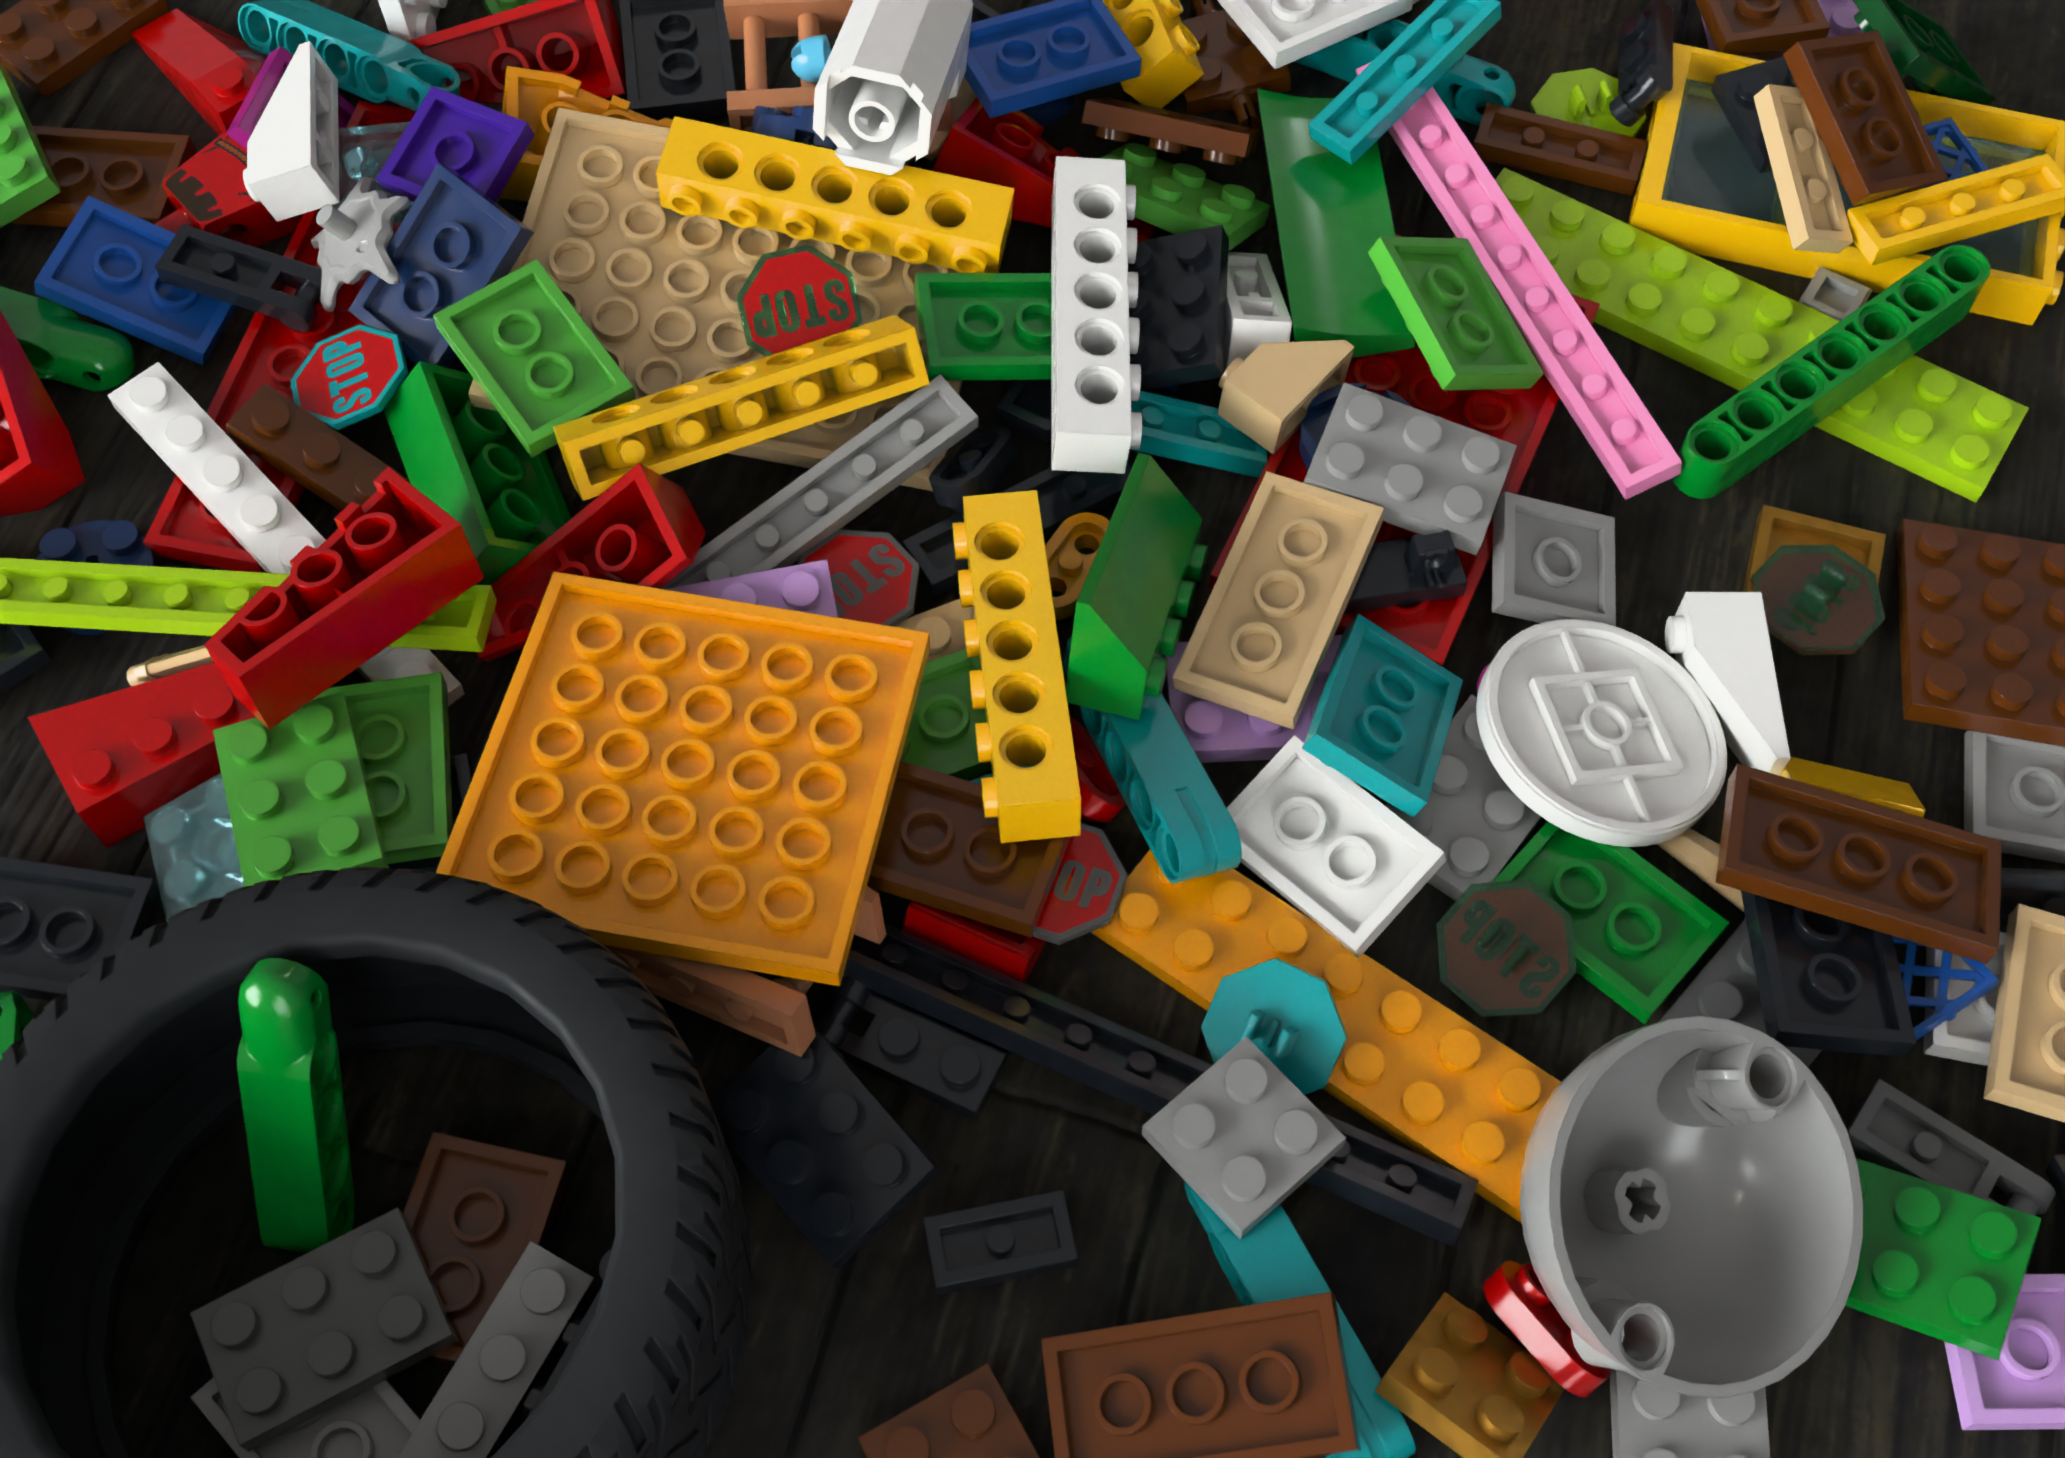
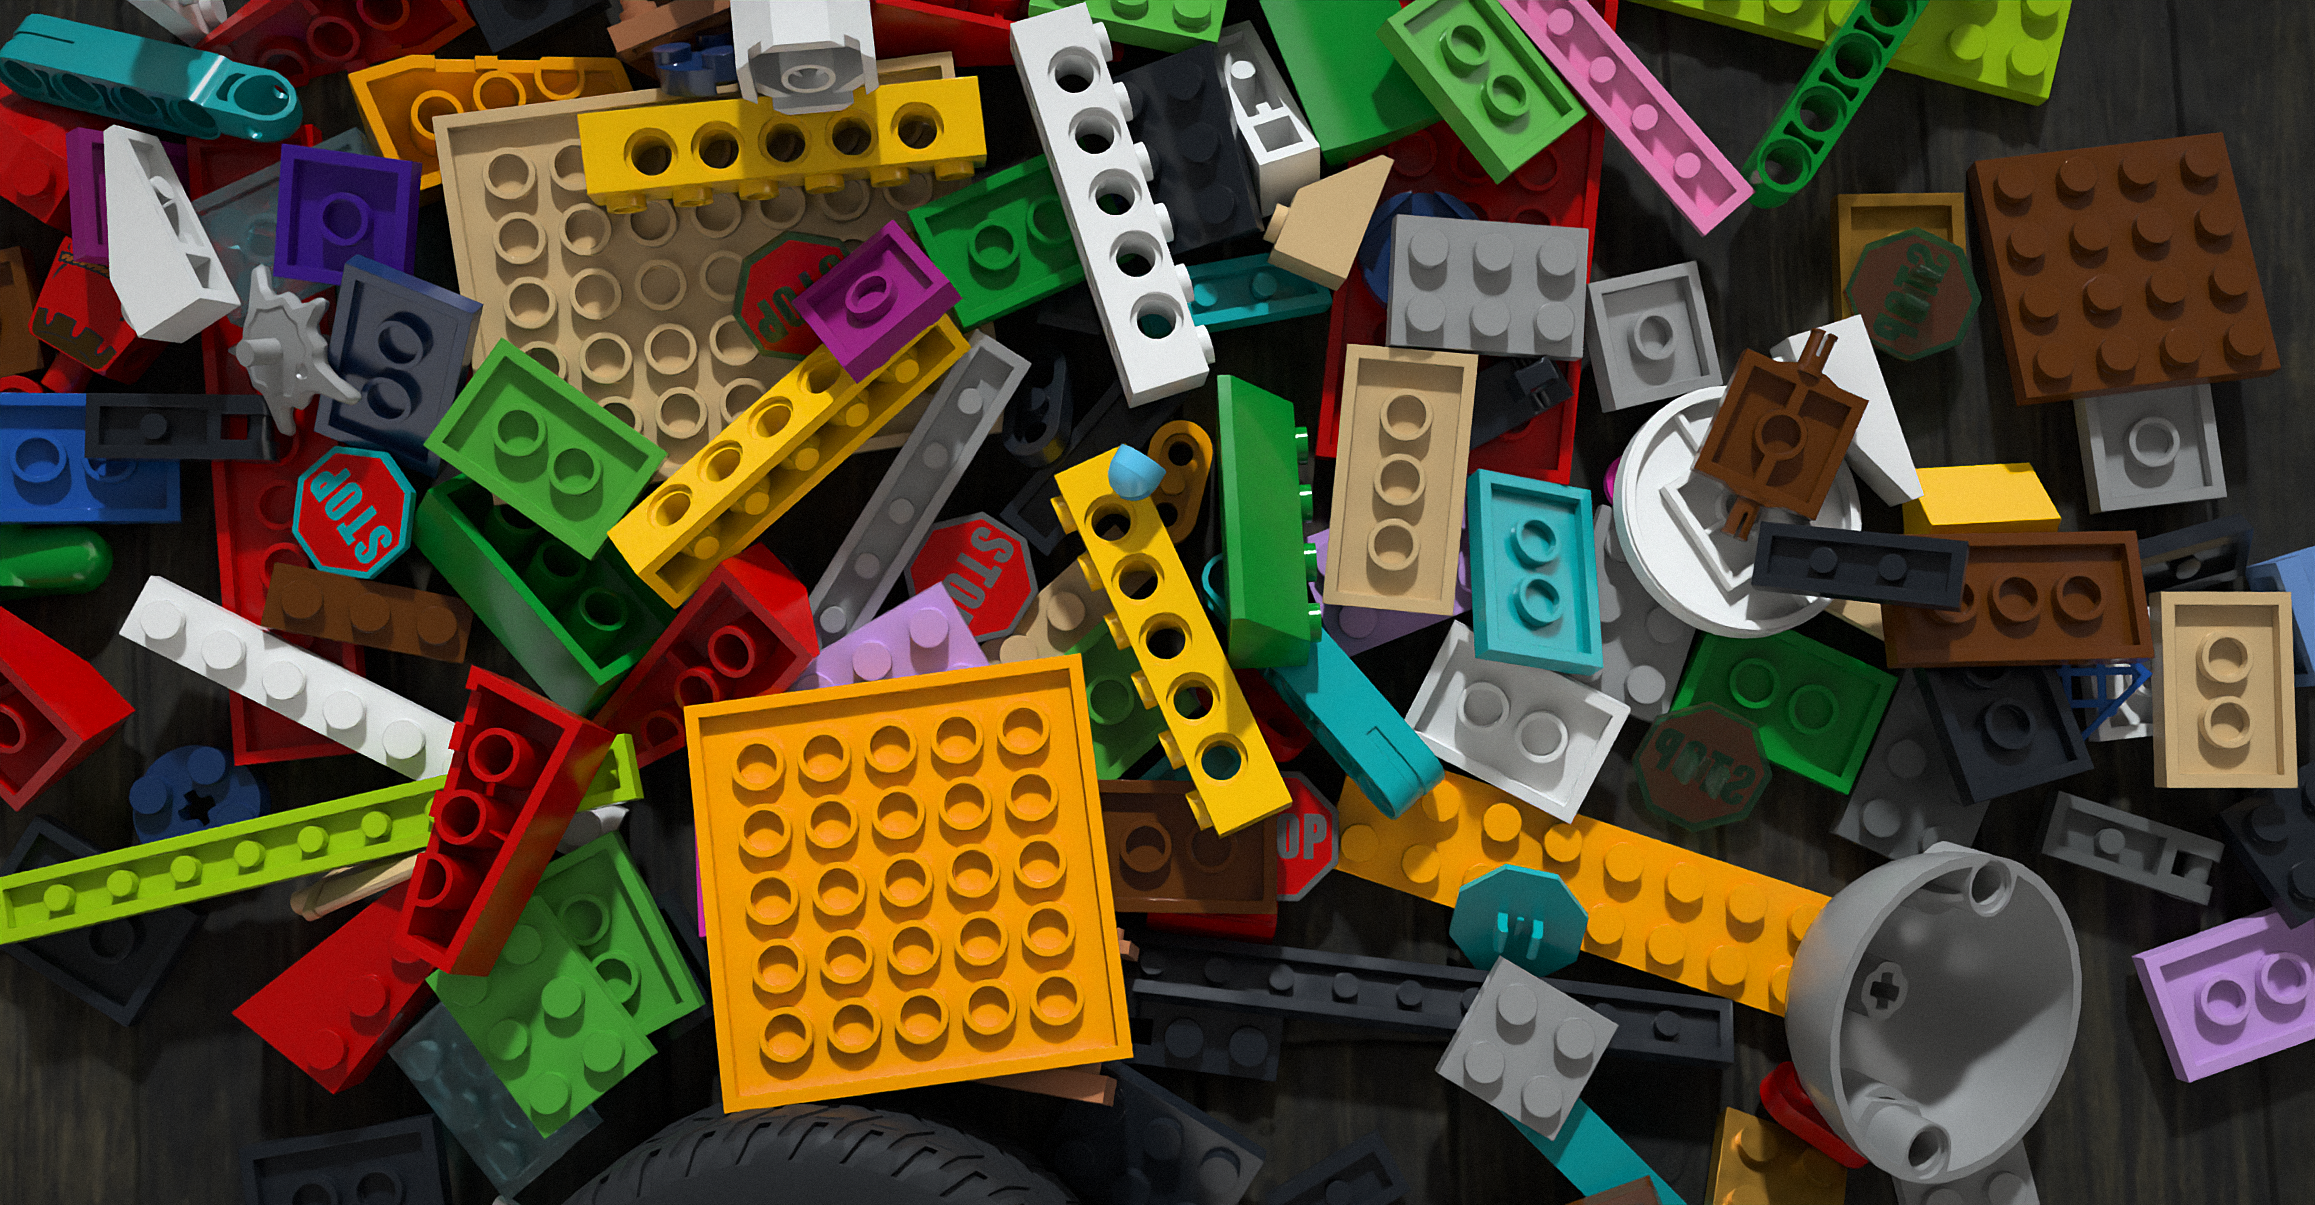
camera: 20 degrees left, 25 degrees up
(846, 314) = (876, 301): none -> magenta plate
(1035, 500) = (1134, 474): none -> medium azure hinge
(1654, 658) = (1779, 435): none -> reddish brown plate
(1708, 773) = (1861, 566): none -> black plate
(1940, 1259) = (2144, 949): green plate -> none

